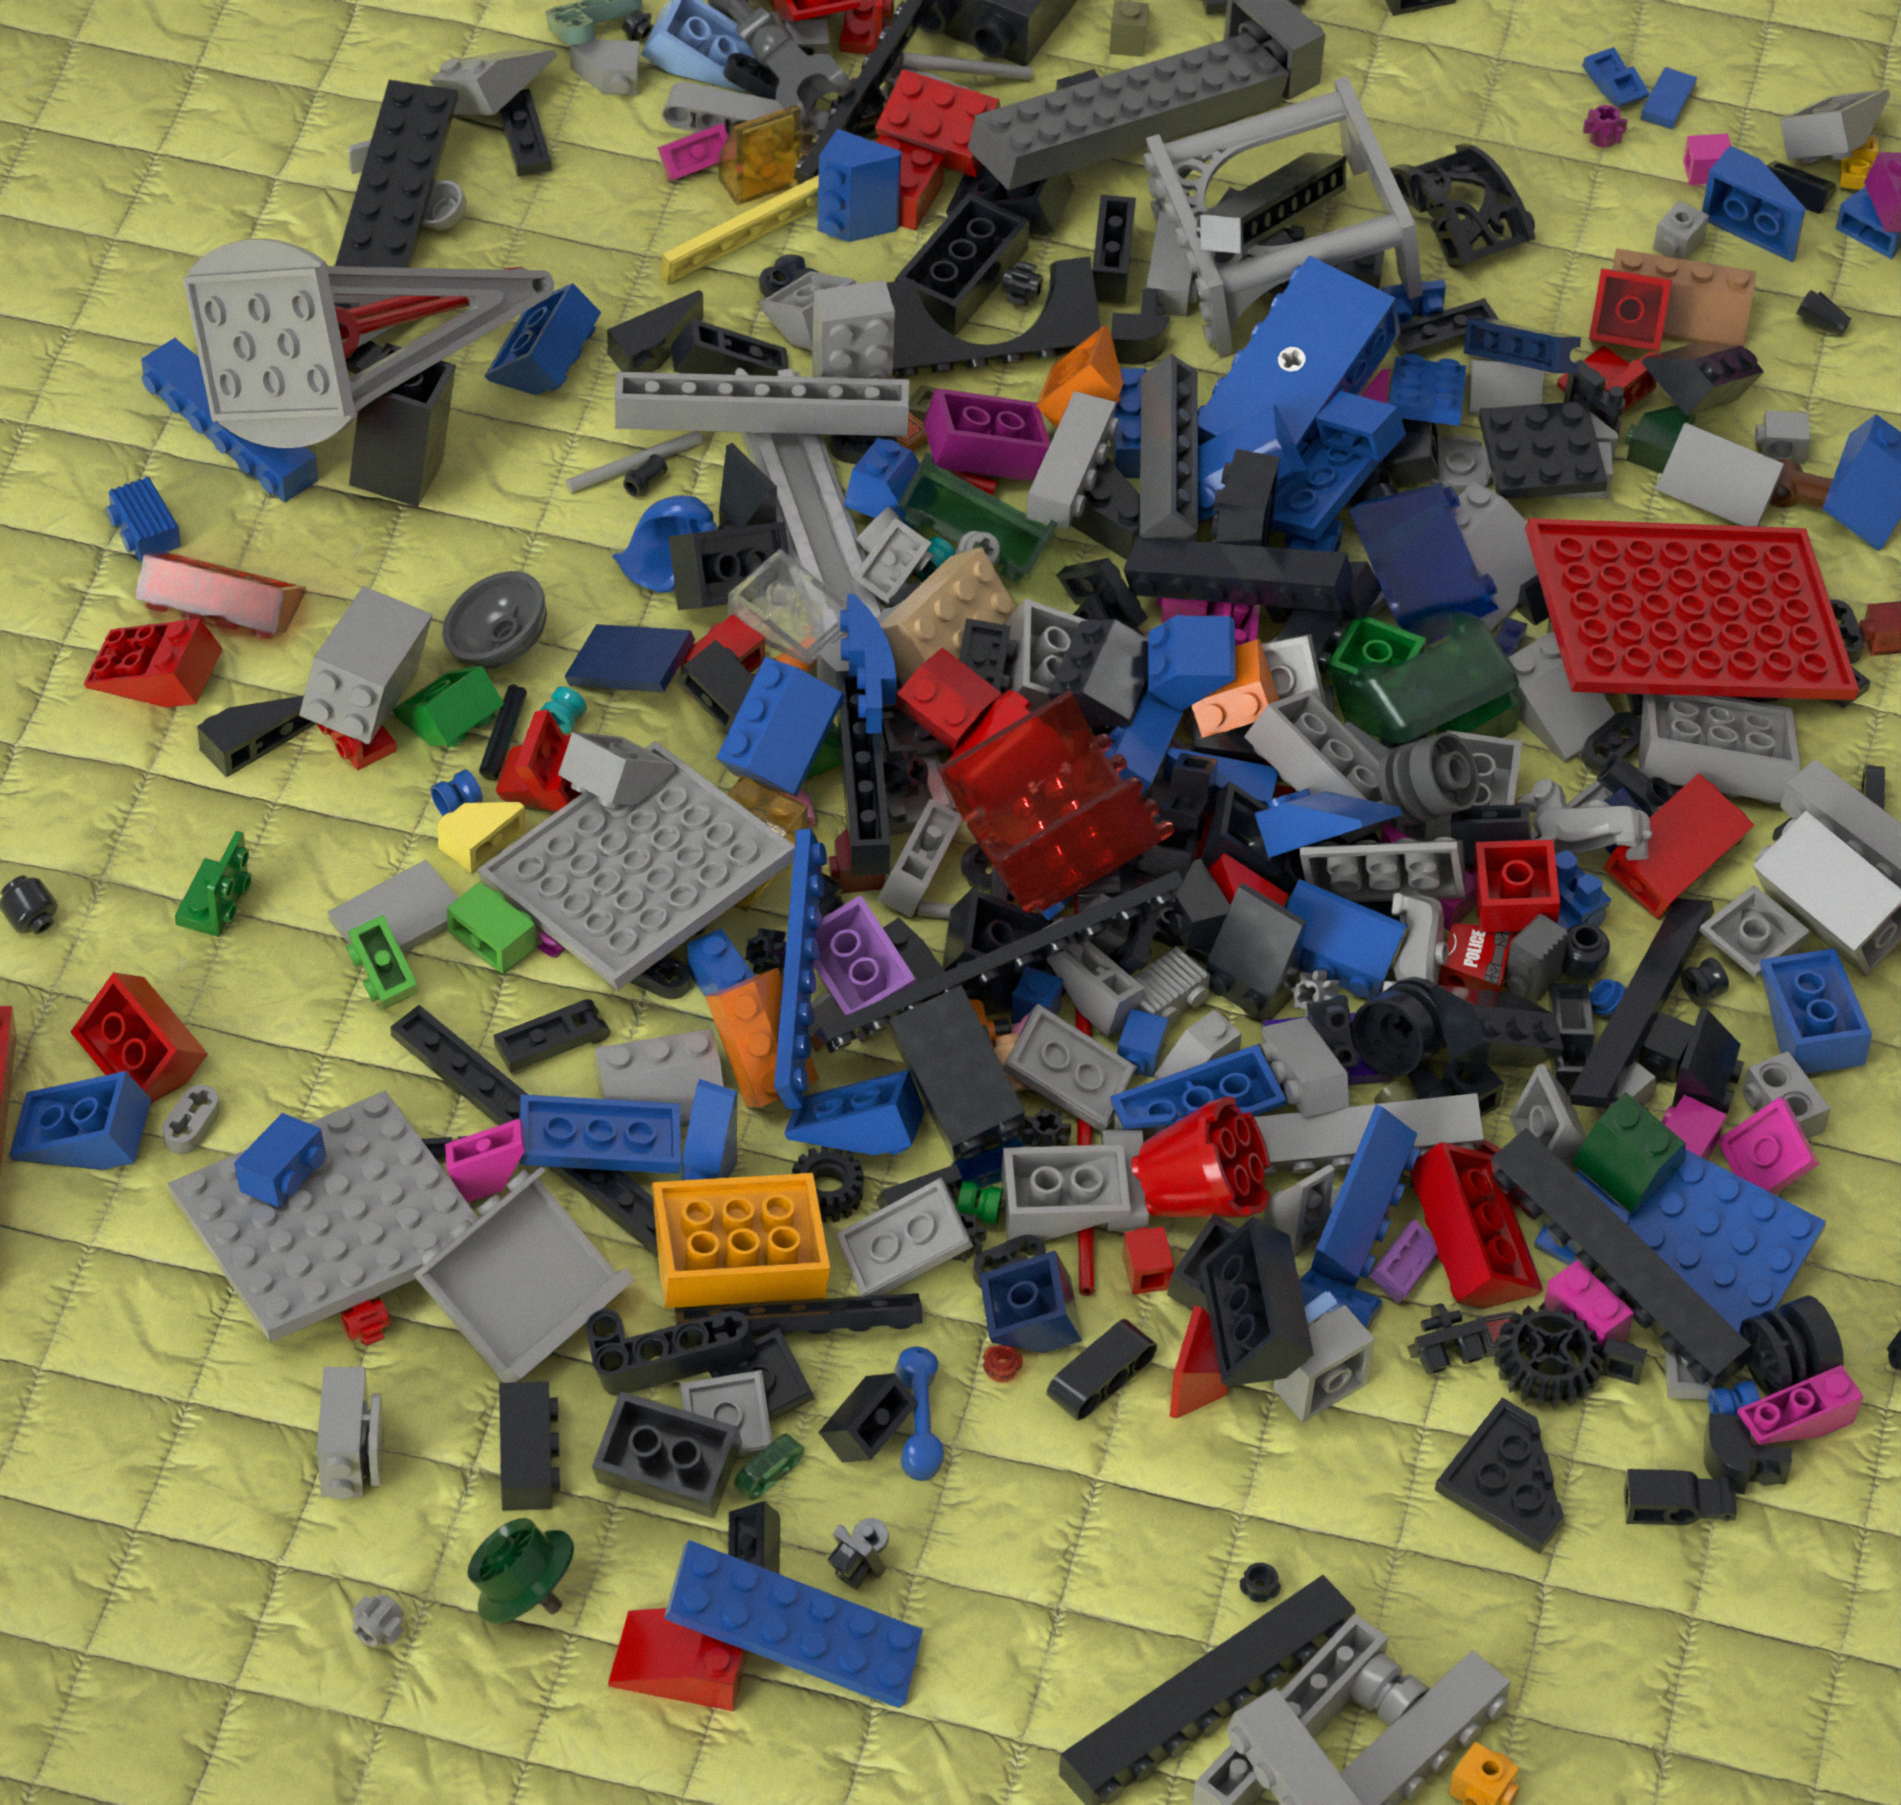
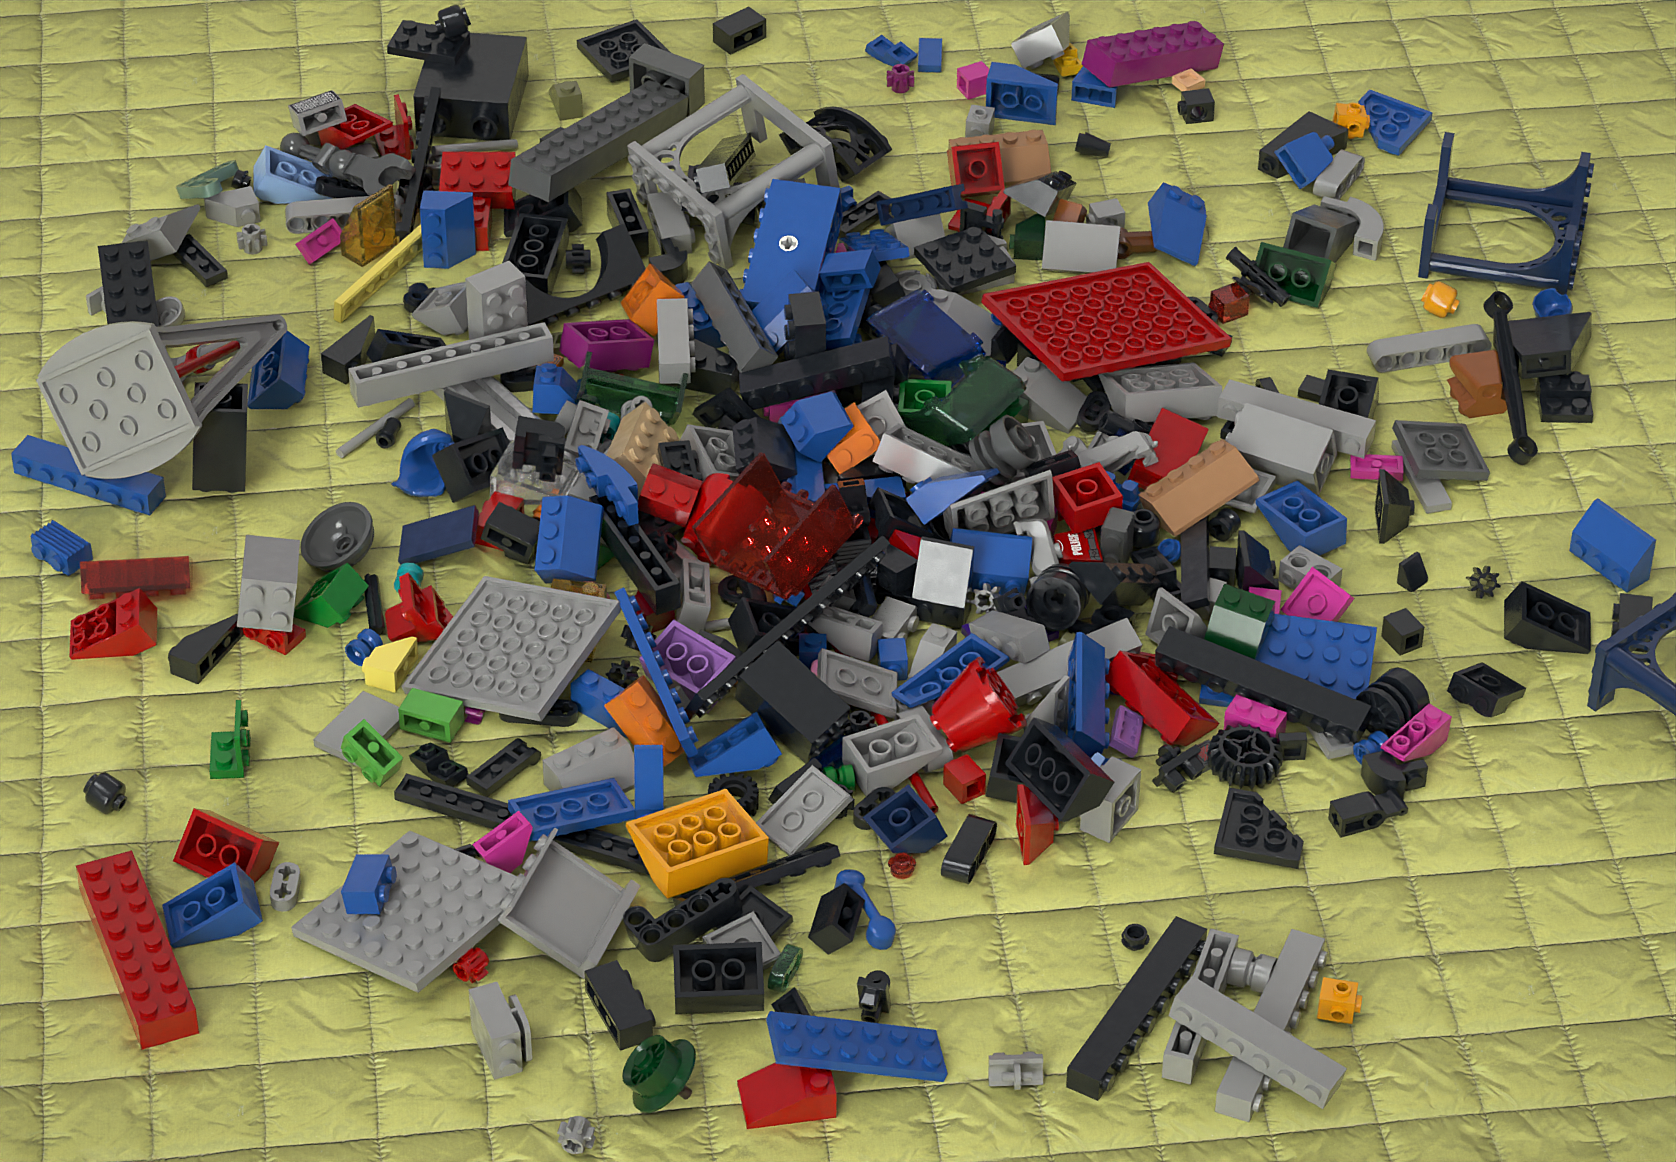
camera: 20 degrees left, 10 degrees down
(470, 1004) = (436, 765): none -> black slope
(607, 121) = (251, 239): none -> light grey gear
(612, 768) = (467, 597): light grey slope -> none
(804, 573) = (539, 445): none -> black hips
(997, 1729) = (1015, 1069): none -> light grey hips
(1685, 917) = (1198, 487): none -> medium nougat slope
(1729, 420) = (1070, 212): none -> dark orange brick
(1871, 1232) = (1402, 631): none -> black brick

